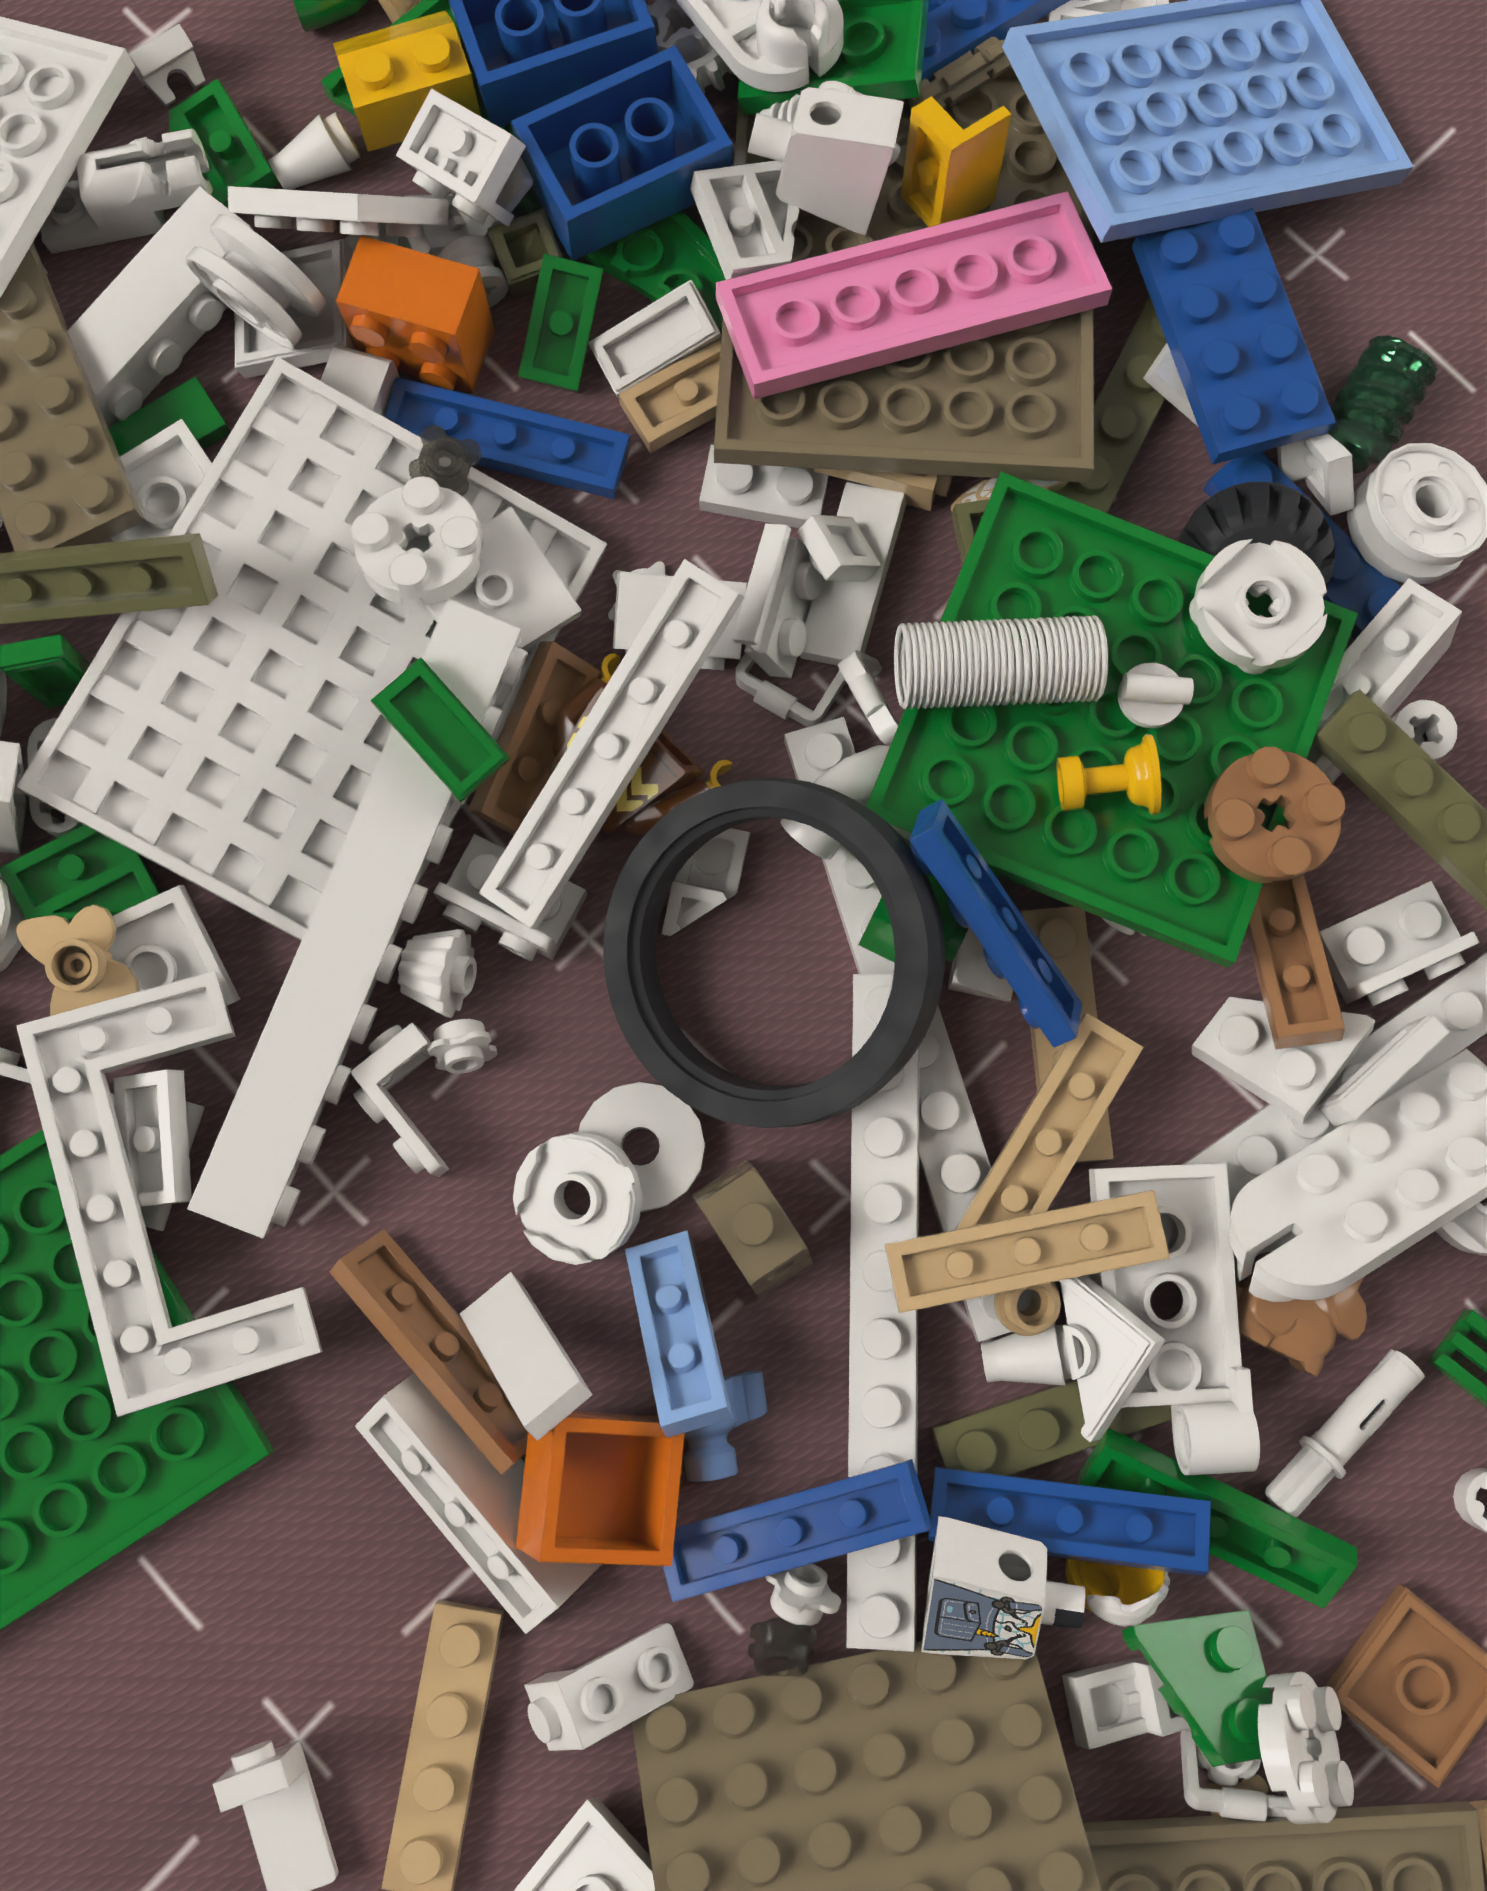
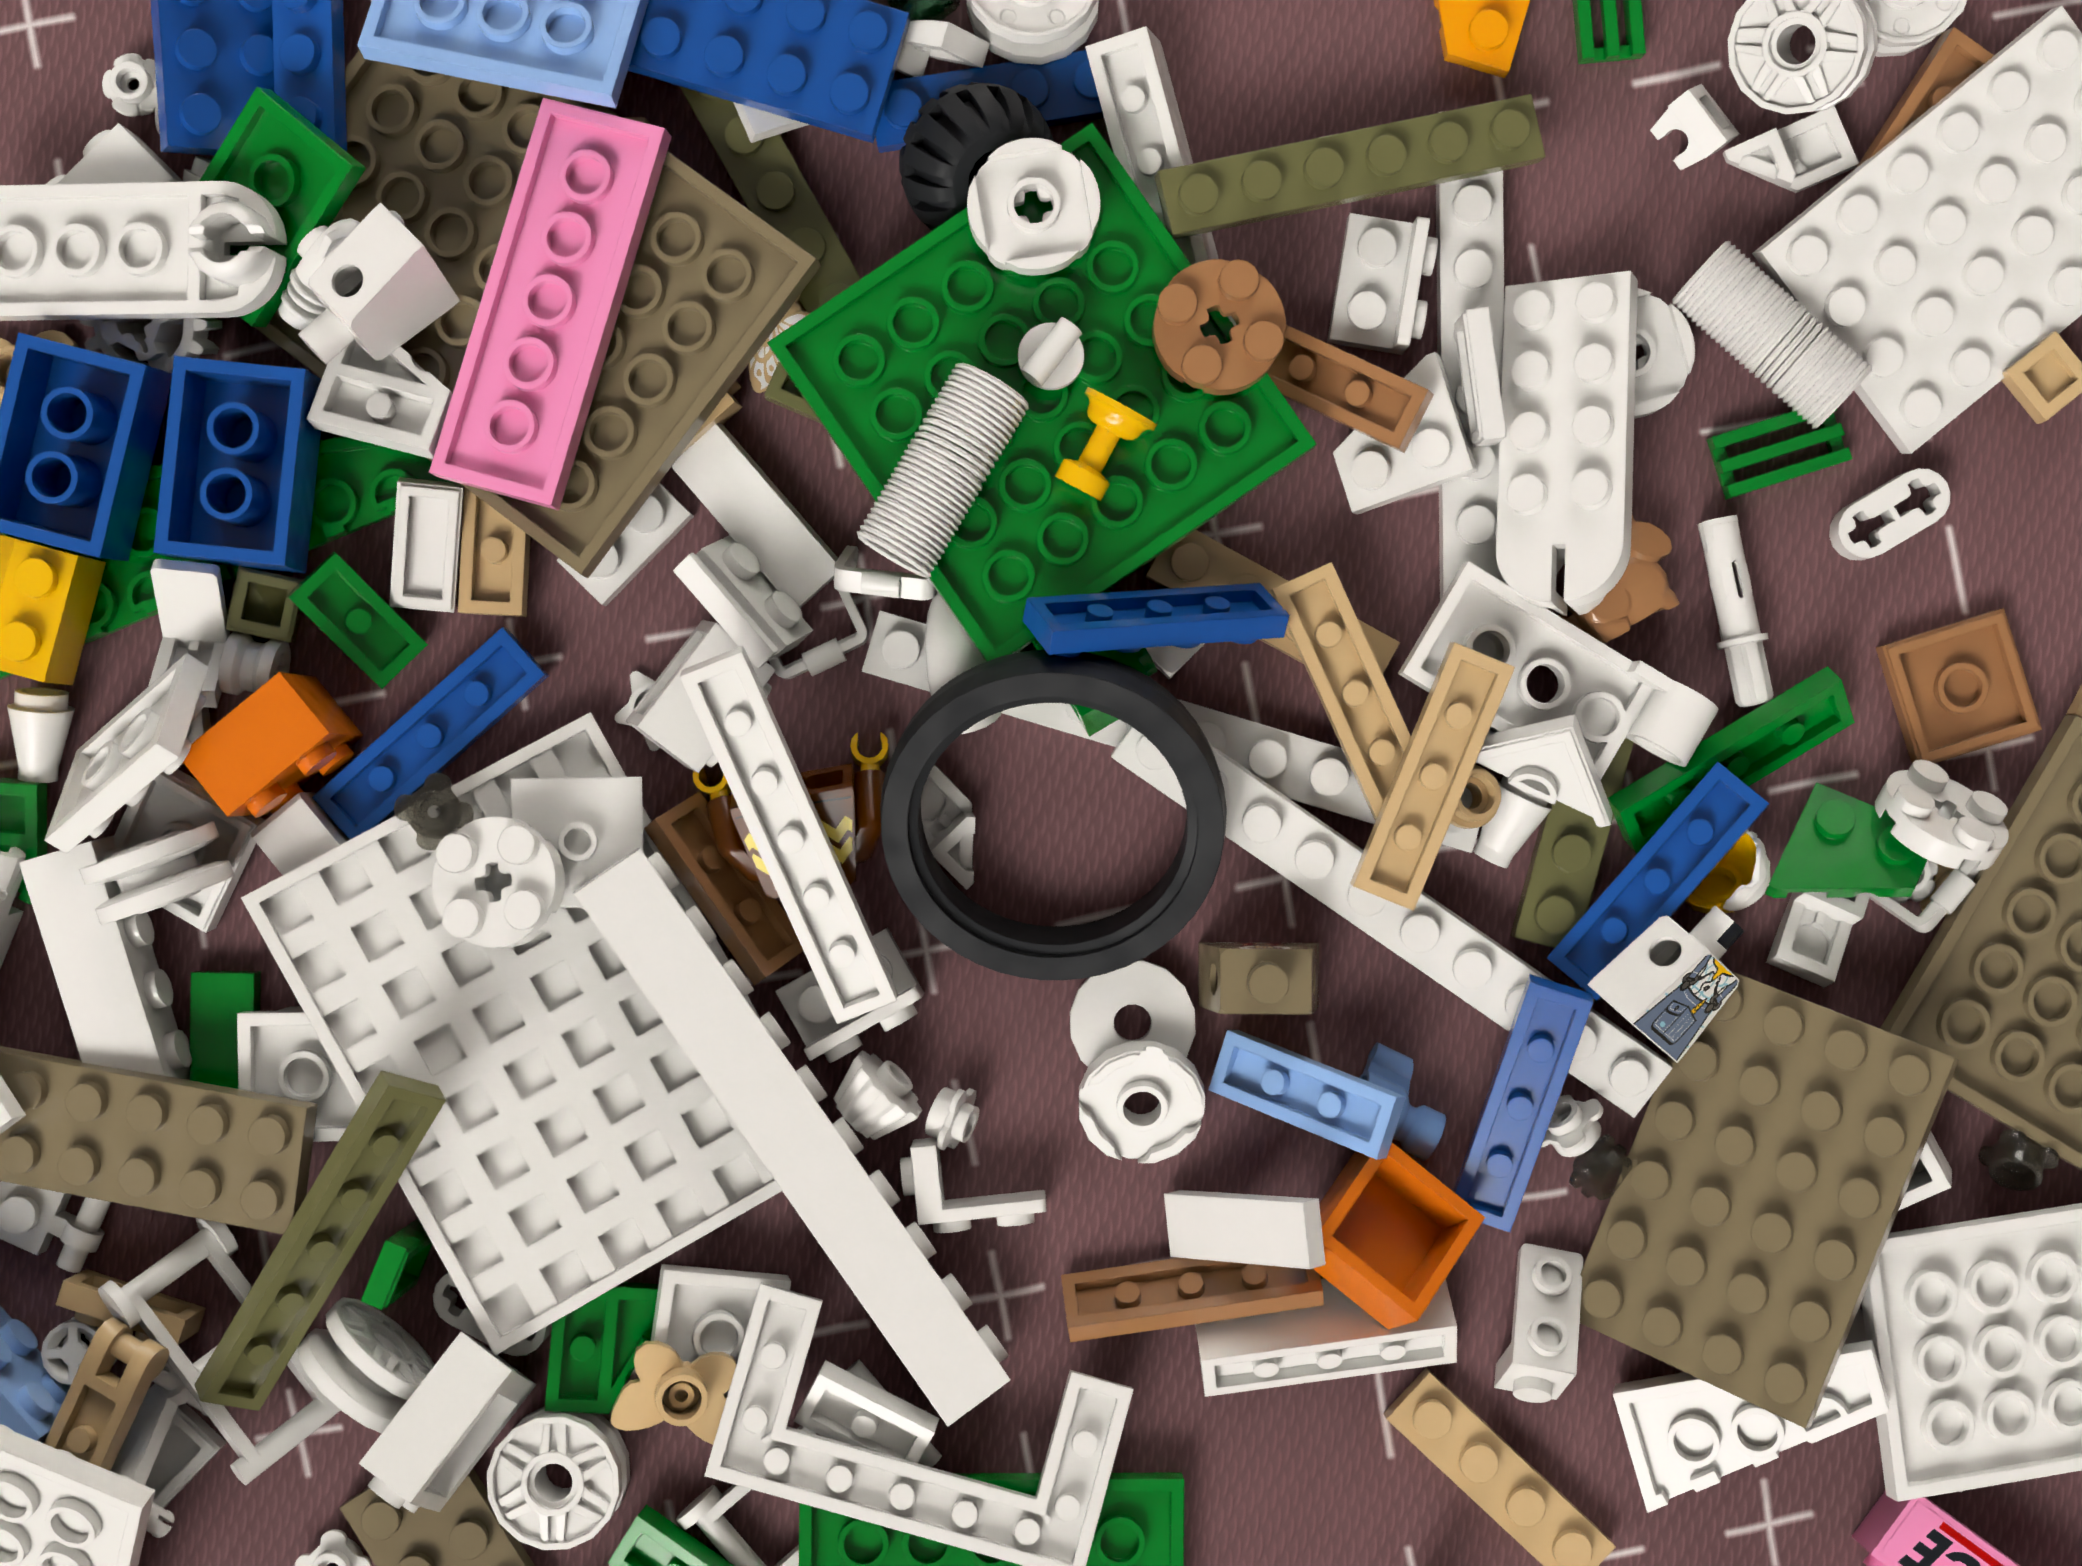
camera: 60 degrees left, 10 degrees up
(440, 729) = (686, 973): green tile -> none
(461, 155) = (152, 614): white bracket -> none
(838, 548) = (733, 519): white plate -> none
(952, 169) = (463, 199): yellow panel -> none
(964, 74) = (360, 107): dark tan axle -> none
(1429, 718) = (1221, 139): white wheel -> none

